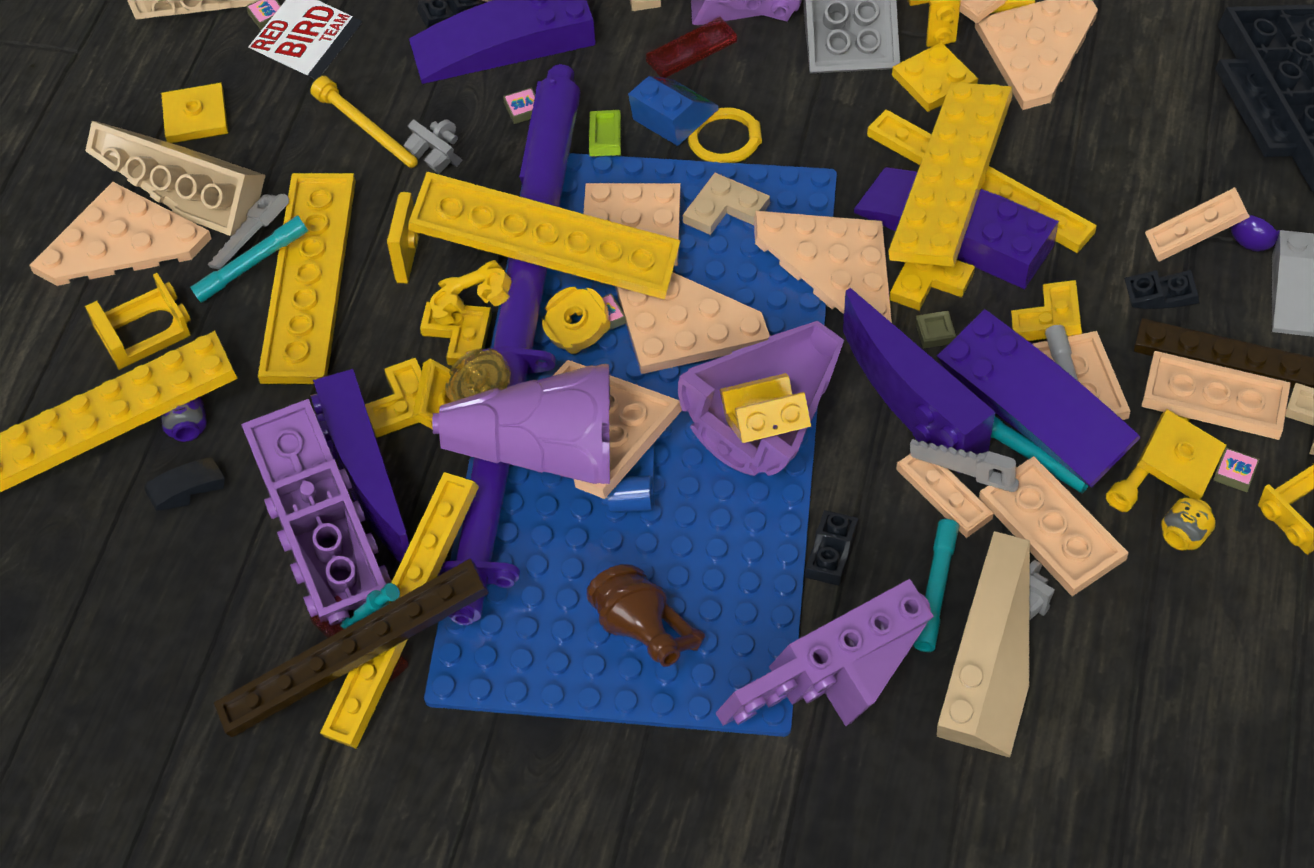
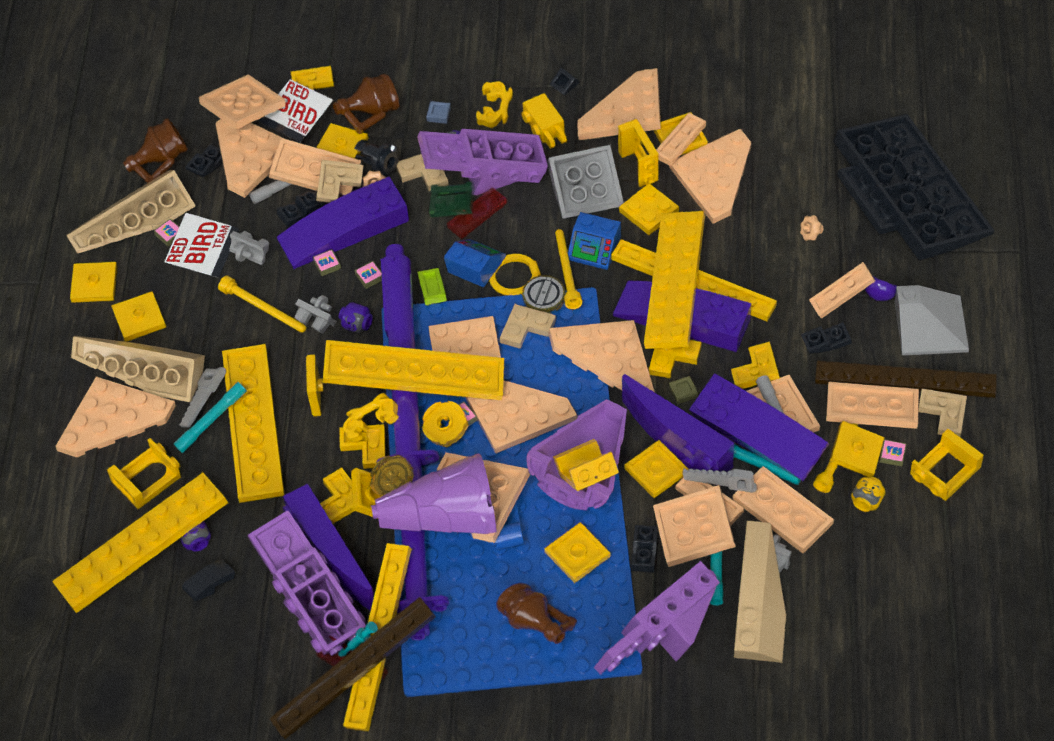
camera: 10 degrees left, 0 degrees up
(148, 60) = (93, 282): none -> yellow plate
(364, 45) = (248, 248): none -> light grey hips
(468, 81) = (326, 262): none -> tile
(488, 158) = (355, 317): none -> dark purple head
(661, 26) = (451, 204): none -> clear green plate
(728, 535) = (577, 552): none -> yellow plate
(760, 165) = (543, 293): none -> tile
(799, 176) = (572, 297): none -> yellow piece
(847, 105) = (594, 240): none -> blue slope
(872, 434) = (655, 468): none -> yellow plate
(912, 526) = (694, 526): none -> light nougat plate
(1164, 134) = (811, 228): none -> light nougat piece

